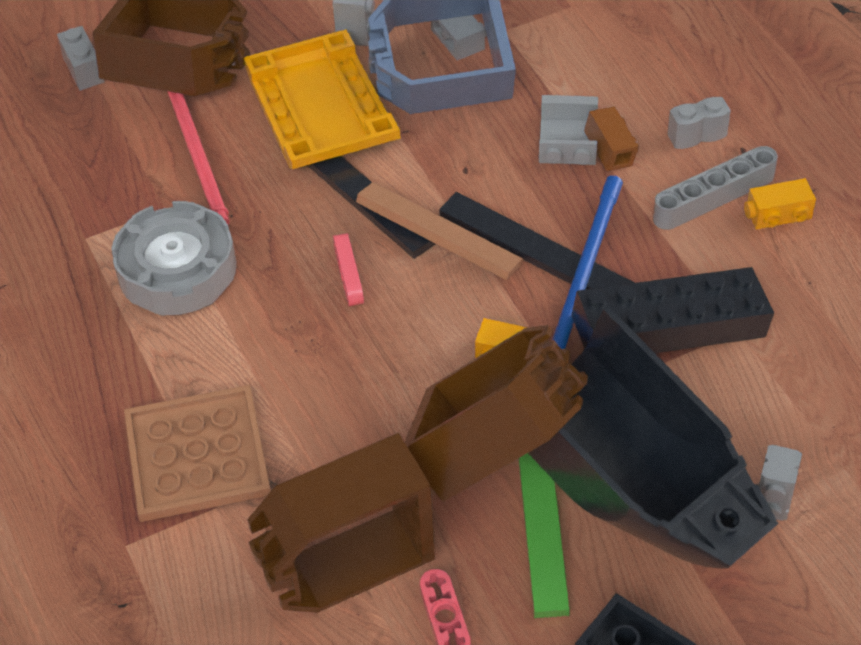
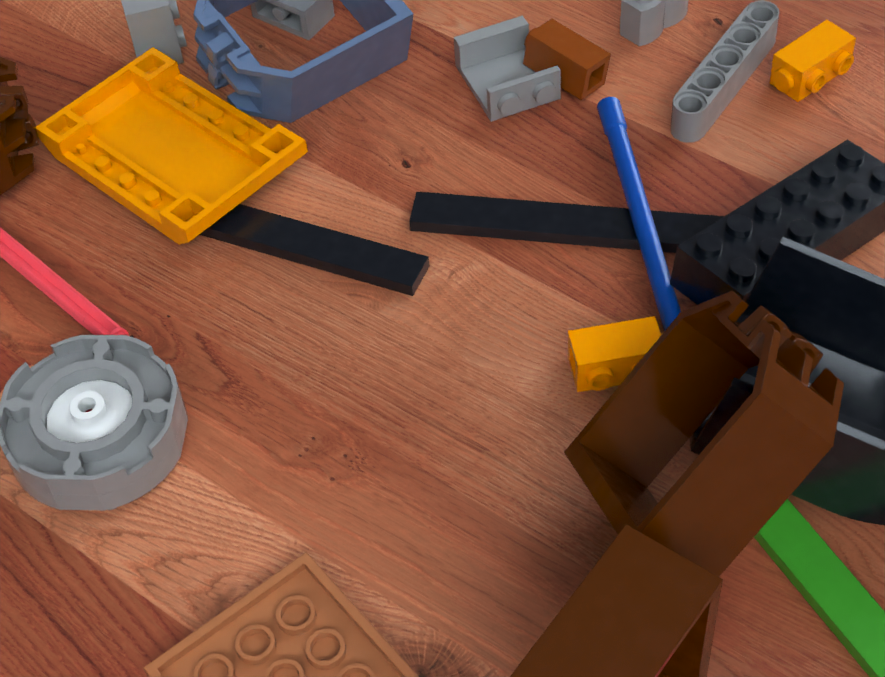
camera: 25 degrees left, 0 degrees up
(348, 269) = (341, 342): coral beam -> none
(439, 230) = (428, 246): nougat tile -> none

